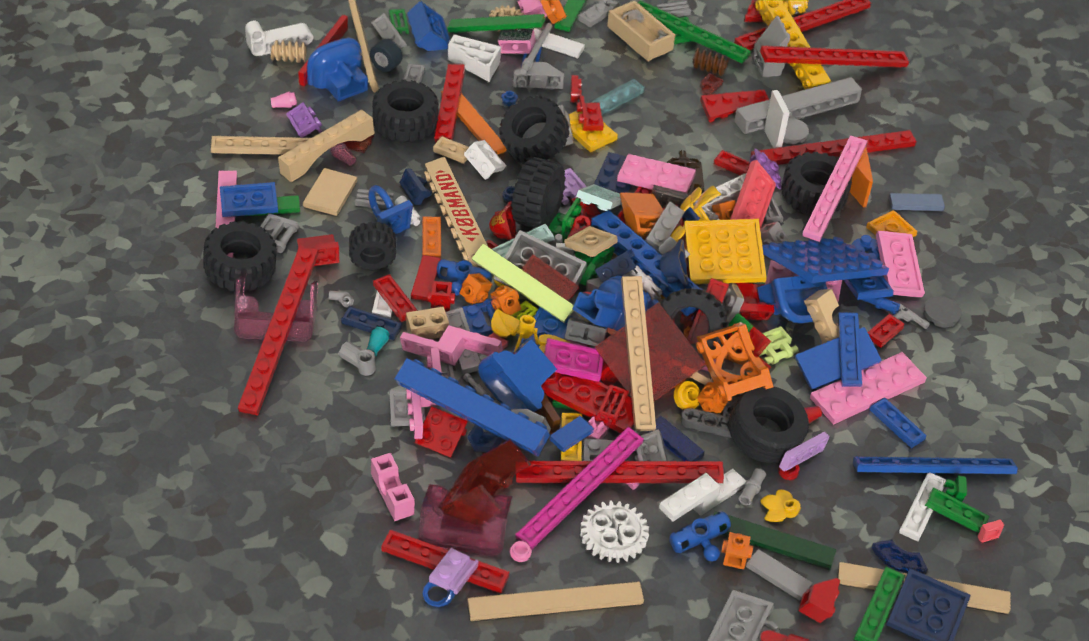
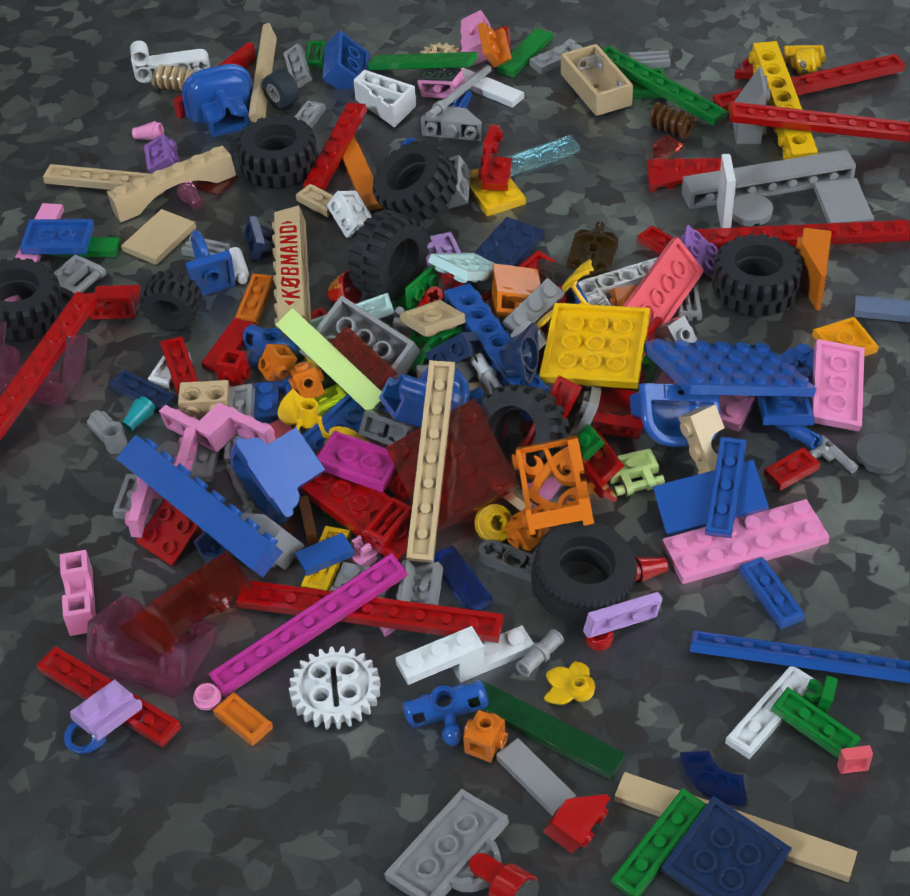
camera: 20 degrees right, 0 degrees up
(343, 297) = (121, 358): light grey arm -> none
(552, 564) = (243, 719): none -> orange tile
(555, 601) = (227, 768): tan tile -> none
(650, 172) = (538, 241): bright pink plate -> none
(834, 189) = (769, 280): bright pink plate -> none
(857, 119) = (843, 201): none -> light grey tile

